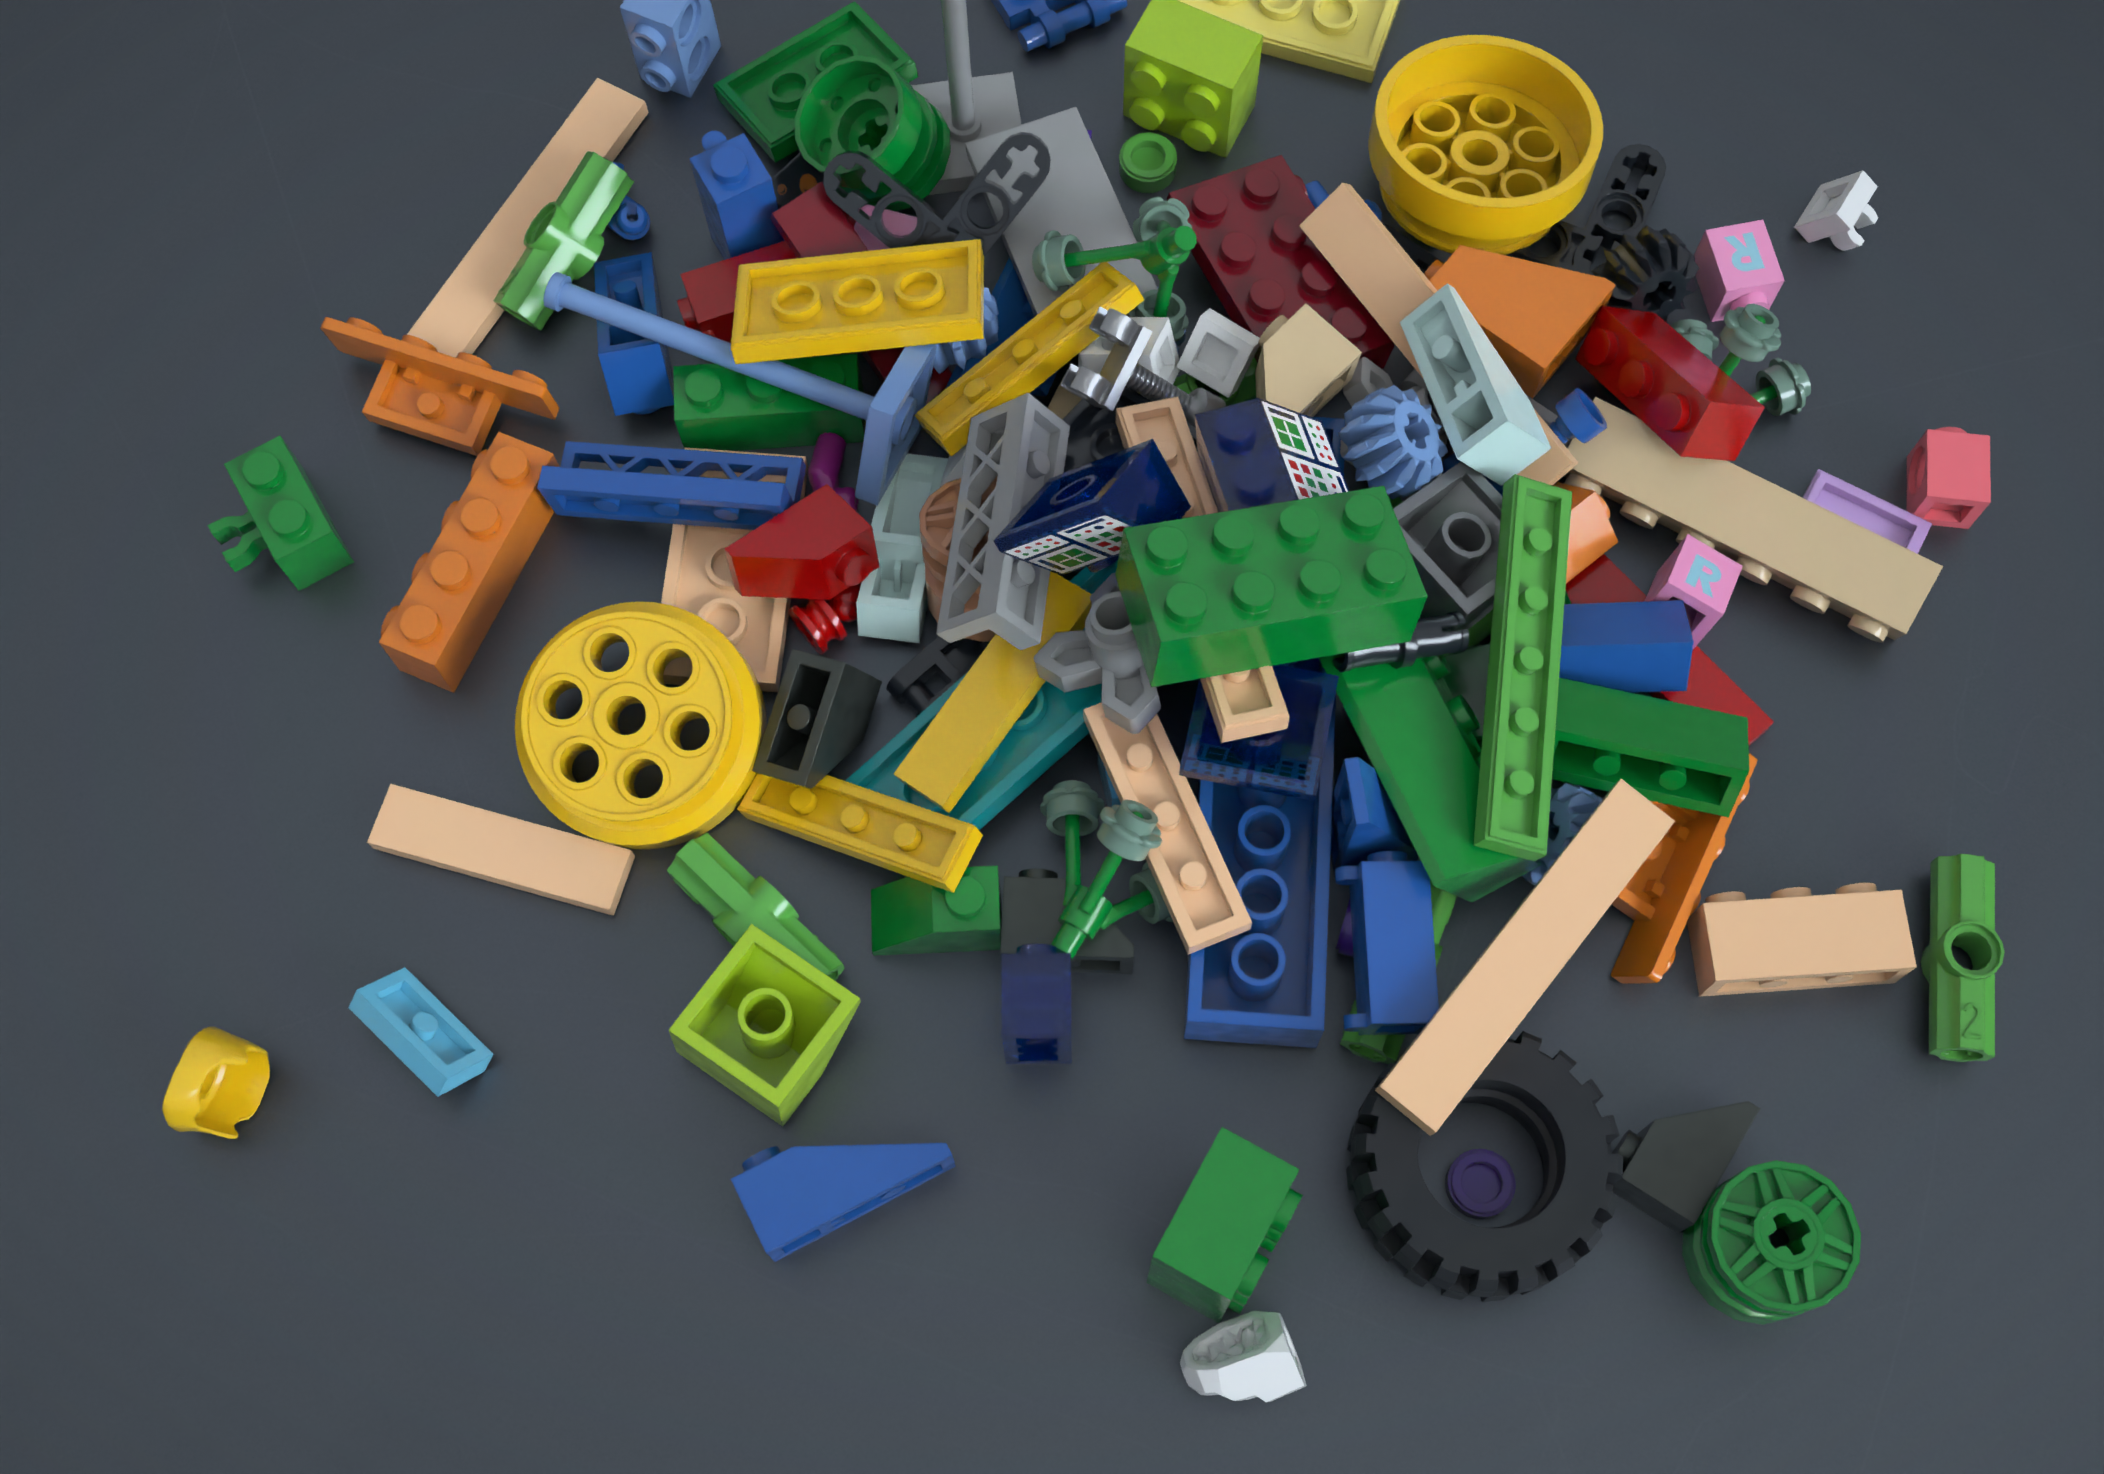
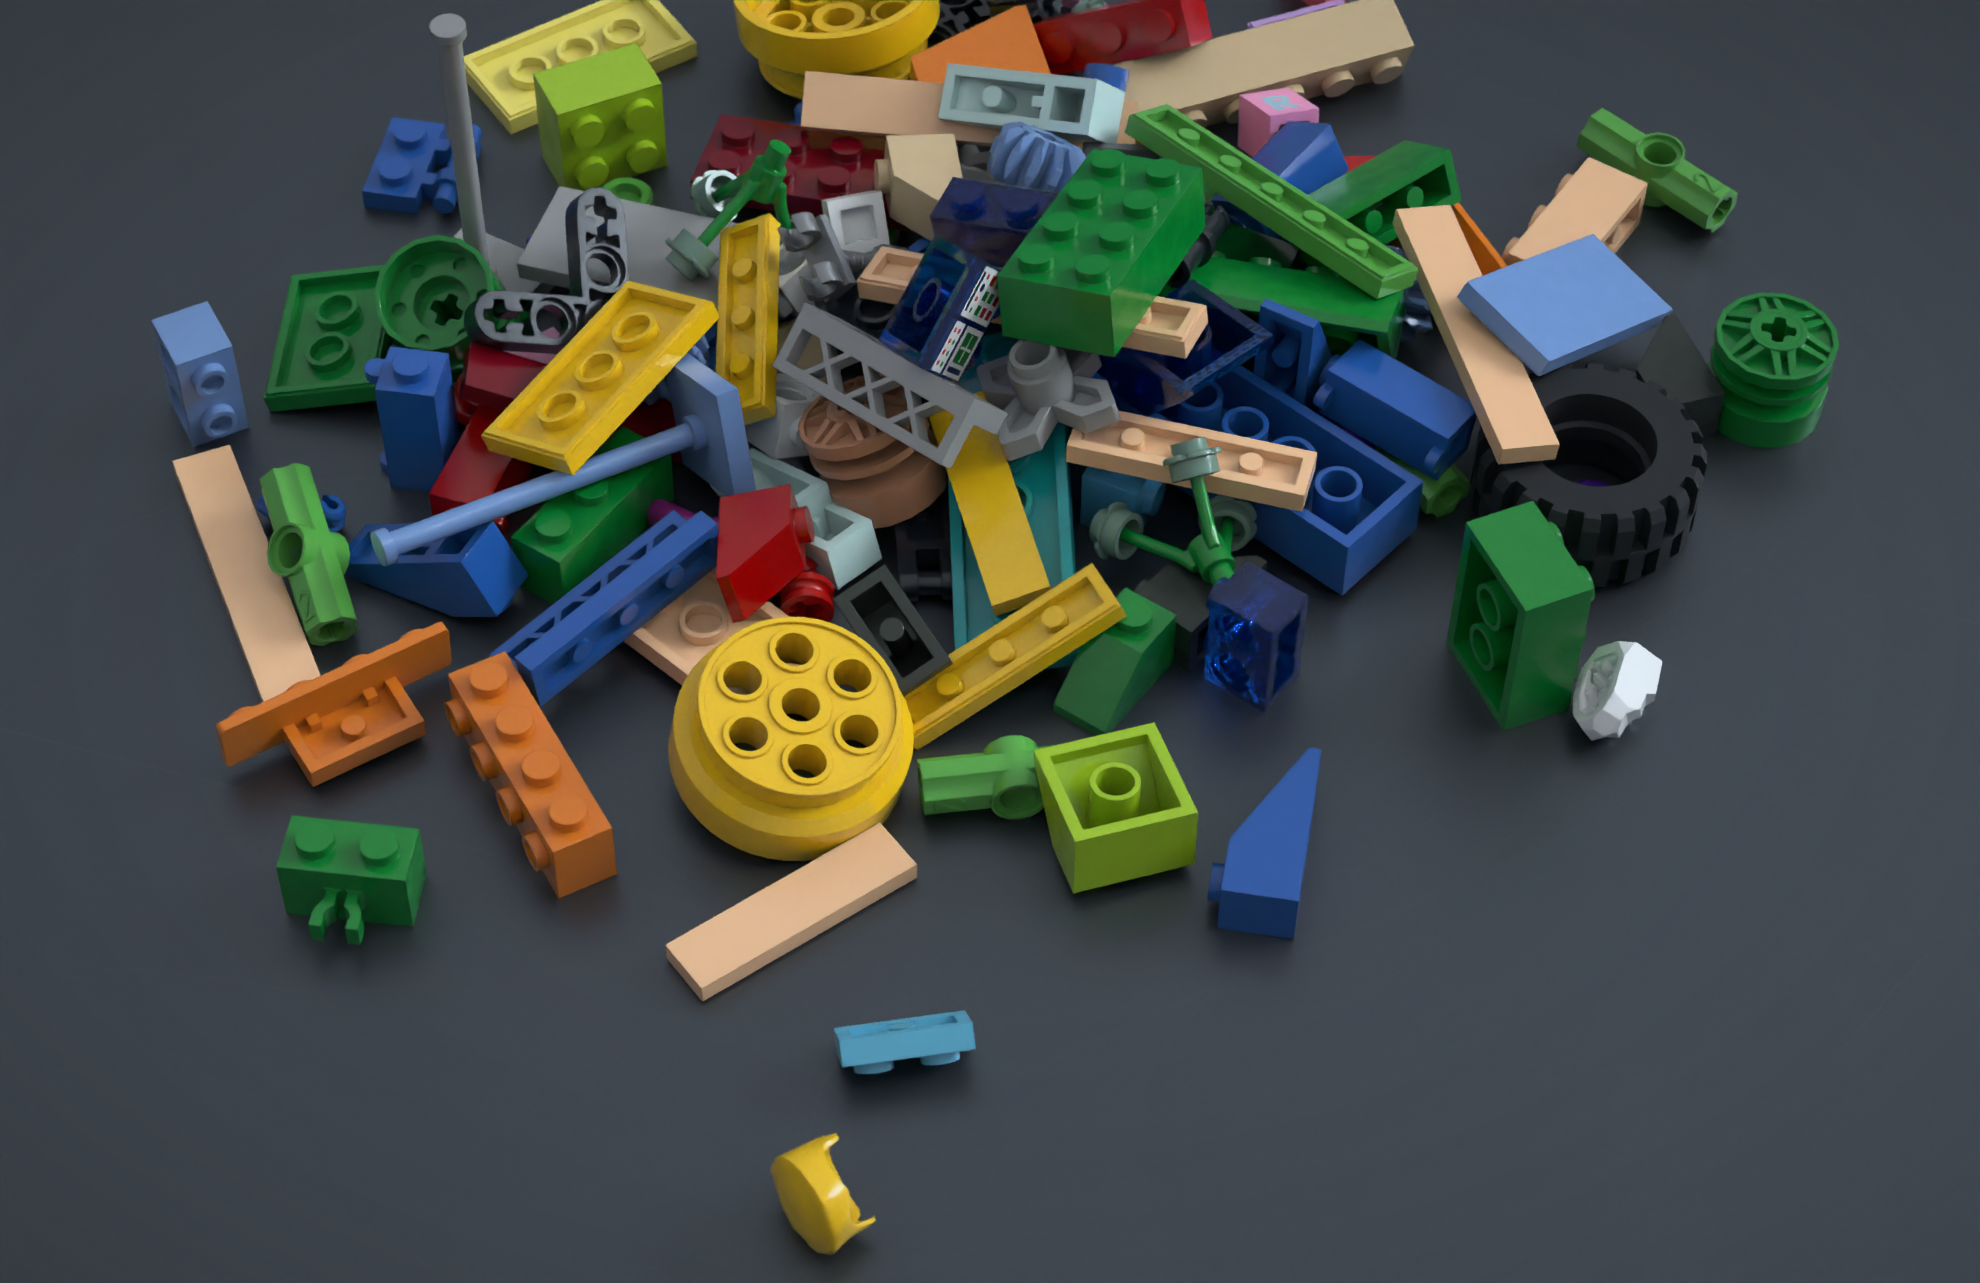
camera: 55 degrees left, 20 degrees down
(1647, 1009) = (1564, 304): none -> medium blue tile

